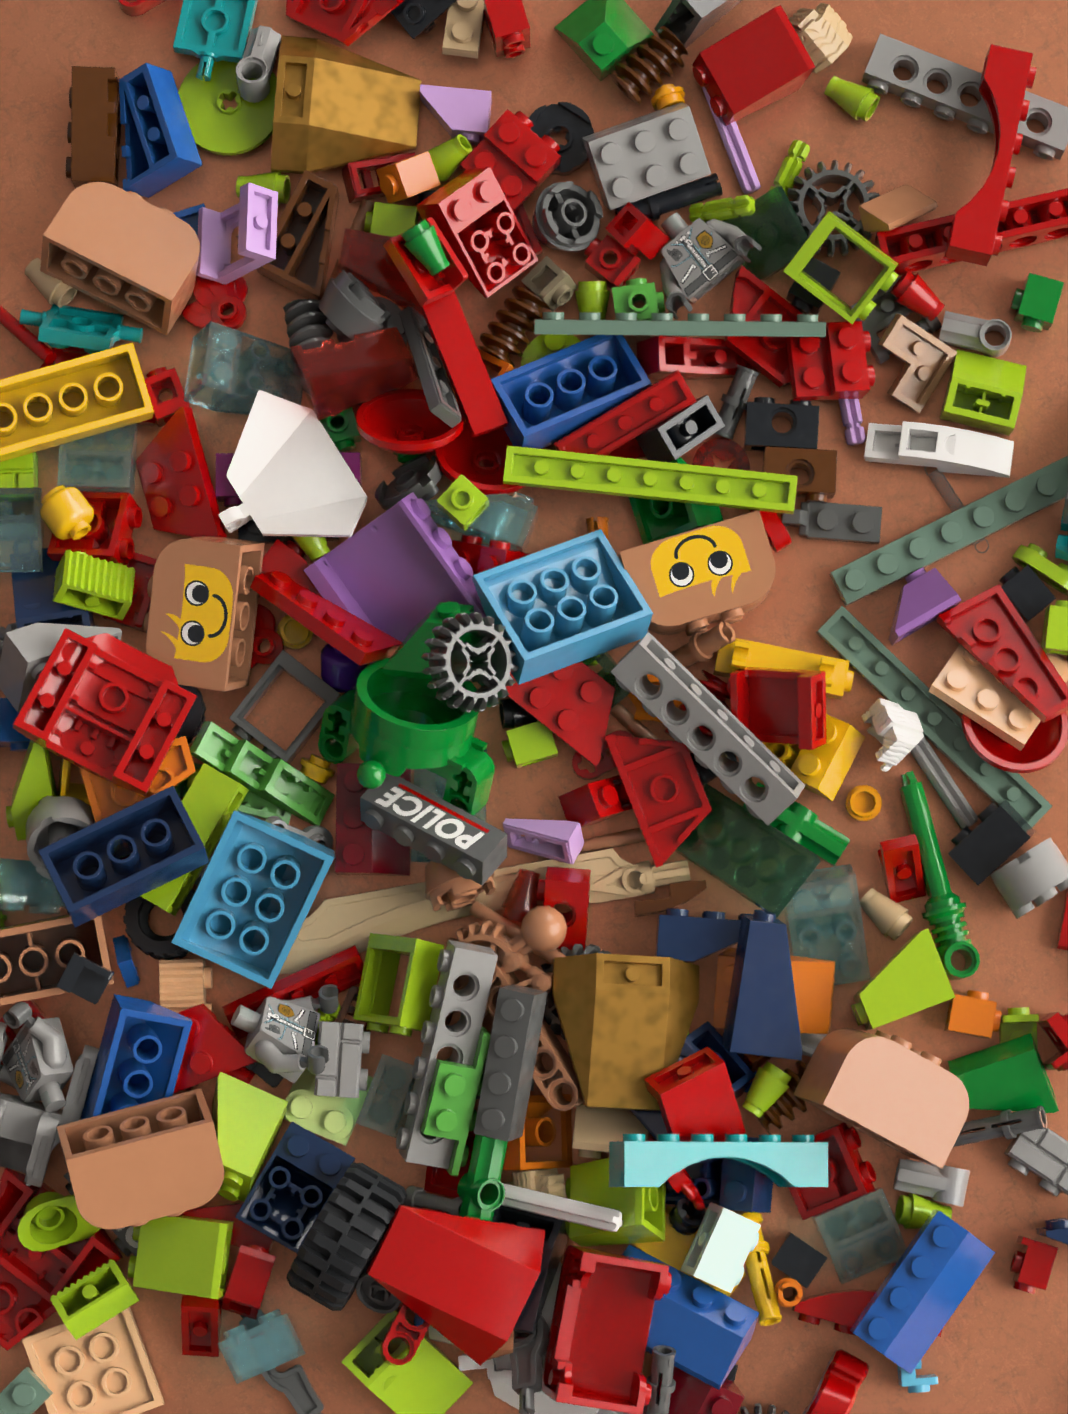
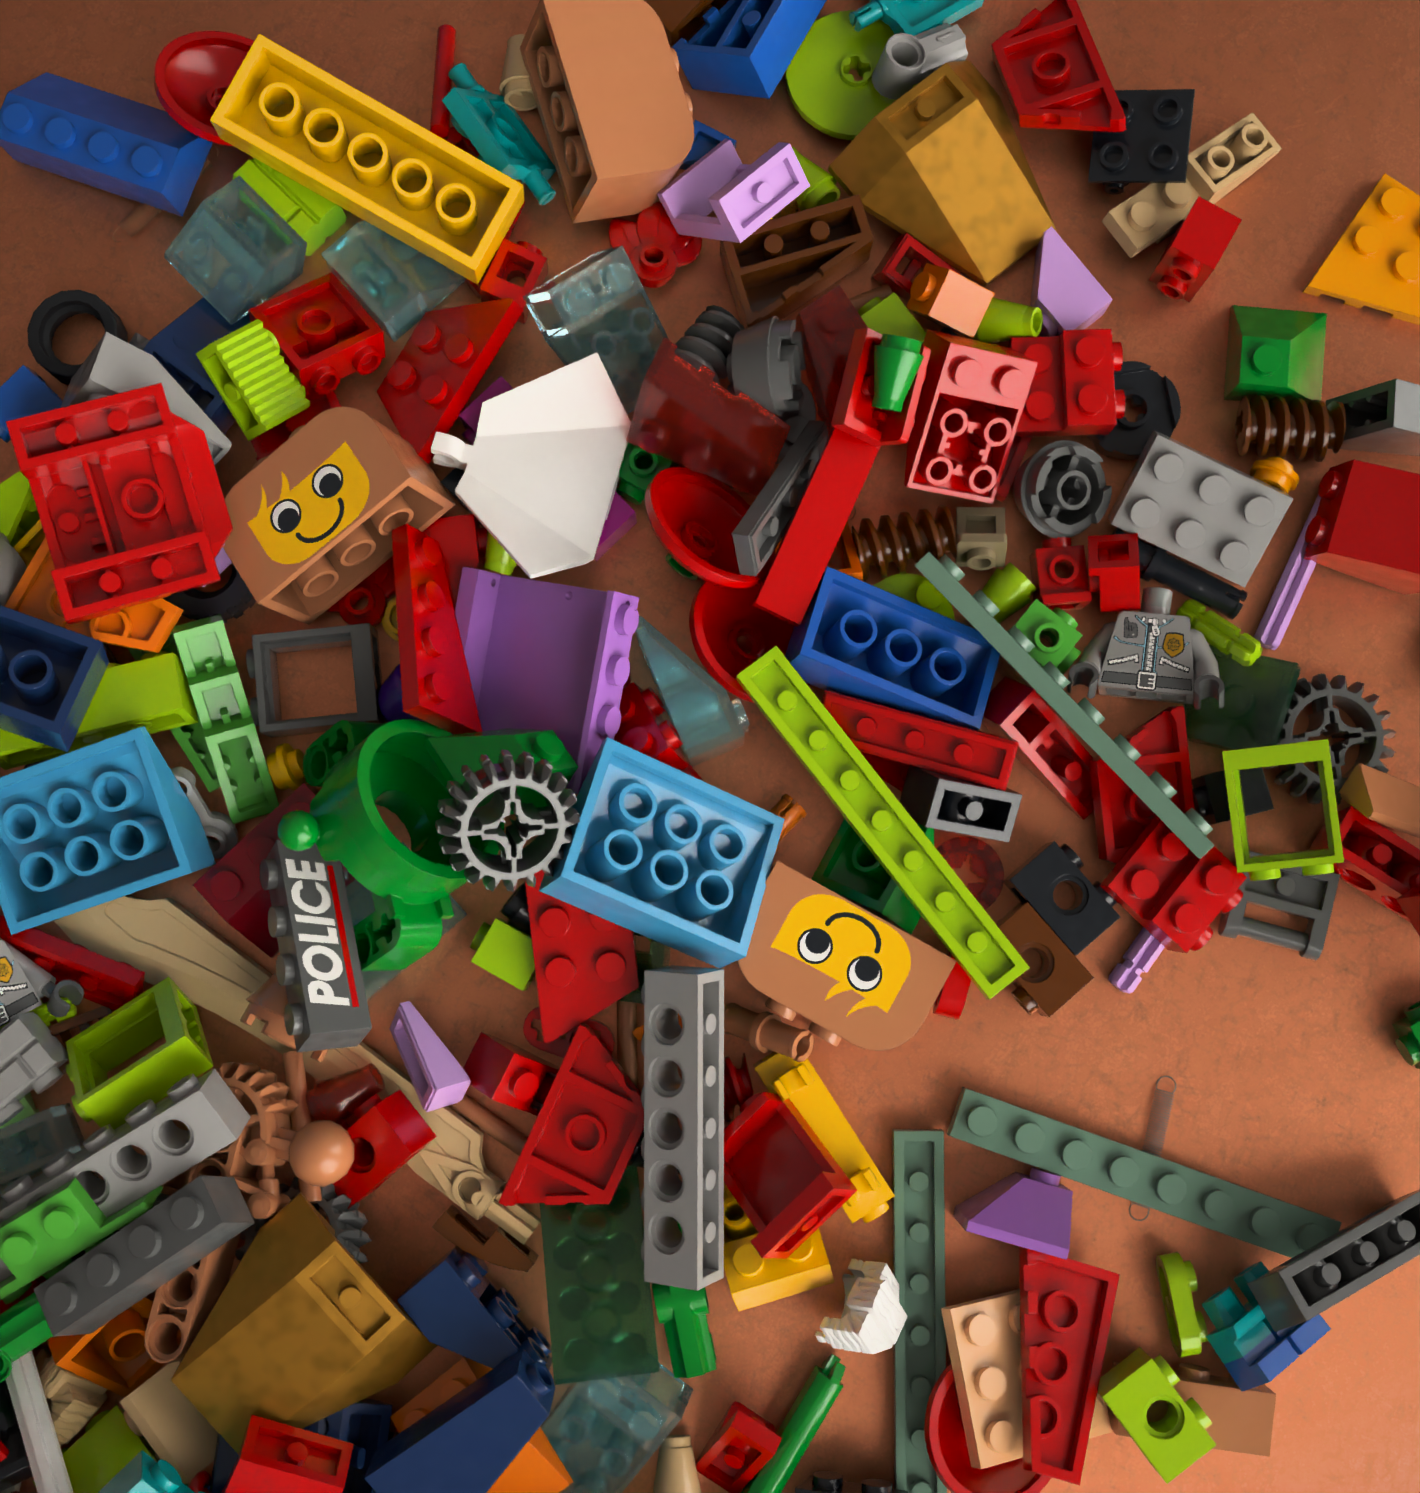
camera: 45 degrees right, 0 degrees up
(66, 513) = (302, 288): yellow head -> none
(415, 476) = (660, 590): dark grey plate -> none
(463, 502) = (672, 656): lime brick -> none
(736, 400) = (1045, 827): dark grey pin -> none
(791, 165) = (1329, 658): lime axle -> none
(836, 522) = (1022, 1045): dark grey hinge -> none
(863, 803) = (767, 1343): light orange plate -> none
(917, 296) = (1326, 908): red cone -> none
(924, 360) = (1269, 976): medium nougat plate -> none
(940, 447) = (1197, 1077): white slope -> none
(944, 784) = (862, 1414): light grey axle -> none
(970, 333) = (1341, 997): light grey piece -> none
(984, 392) = (1295, 1069): lime slope -> none
(1026, 592) = (1138, 1307): black brick -> none

